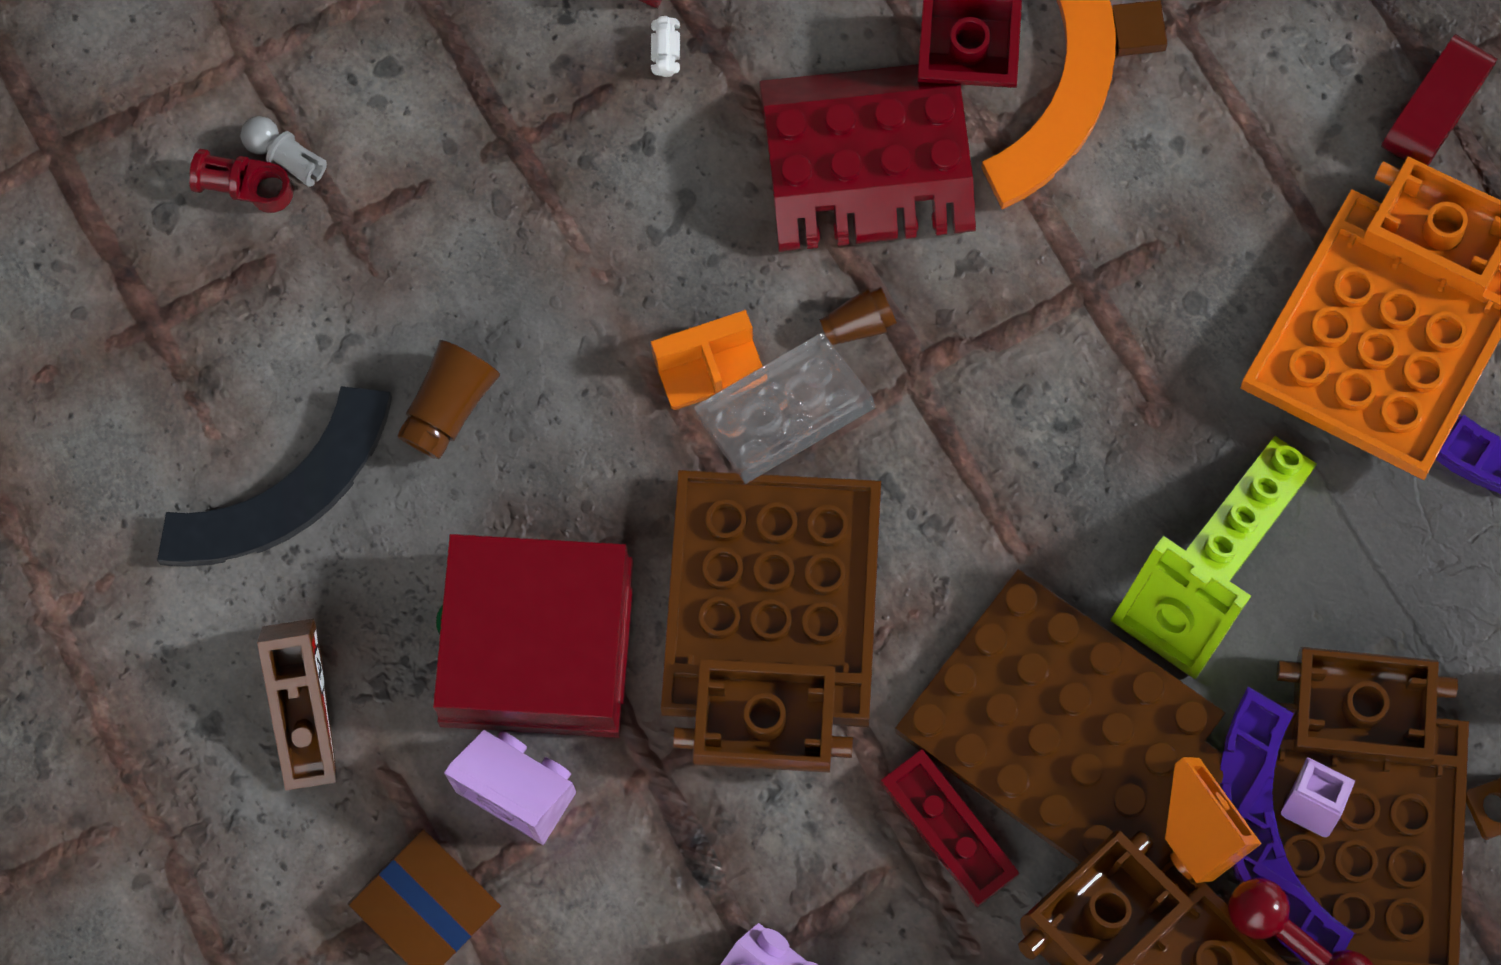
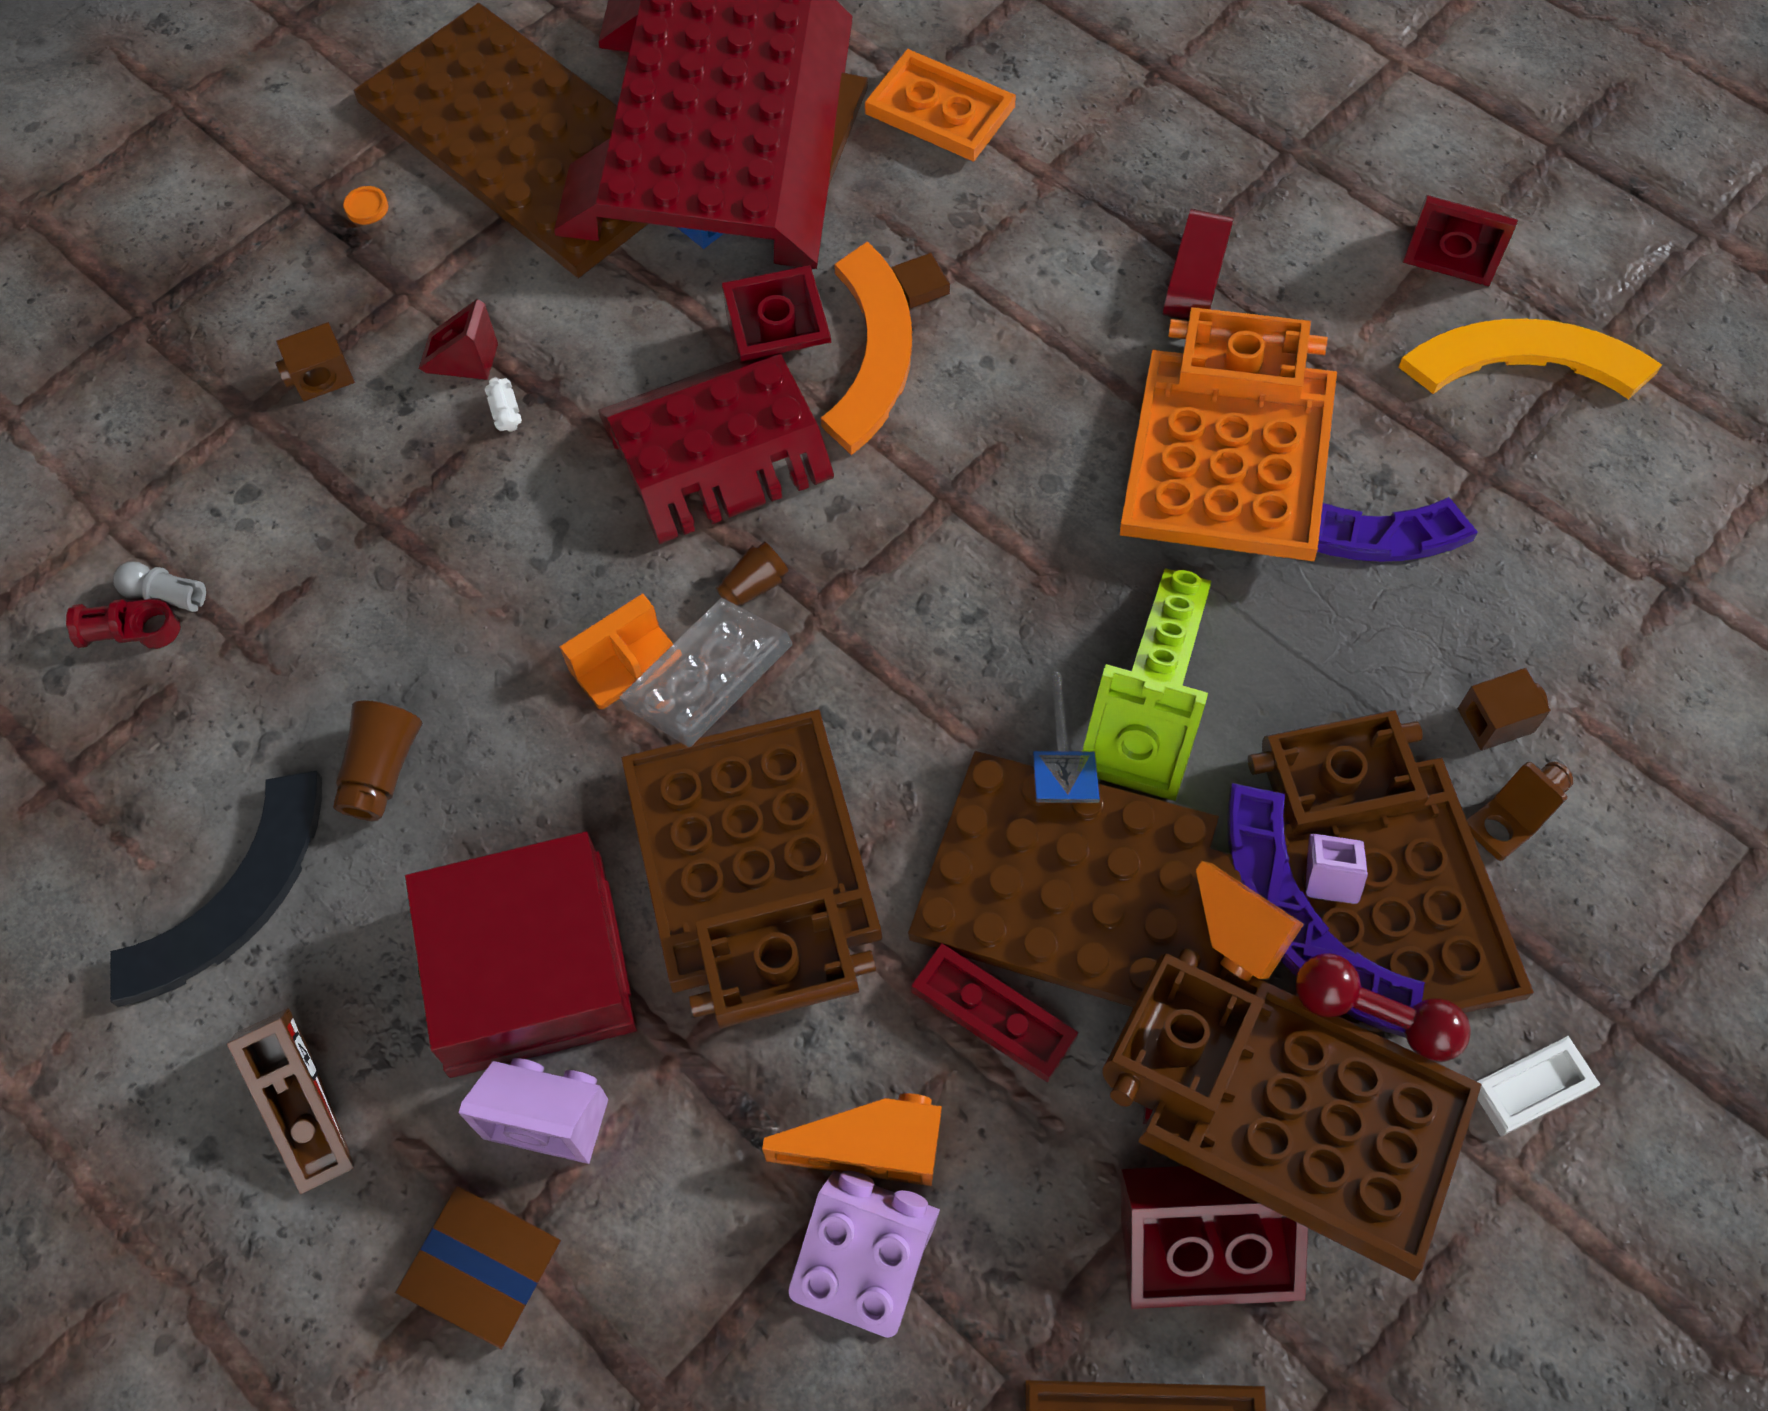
camera: 20 degrees left, 10 degrees down
(803, 909) = (877, 1139): none -> orange slope
(1092, 623) = (1064, 774): none -> piece

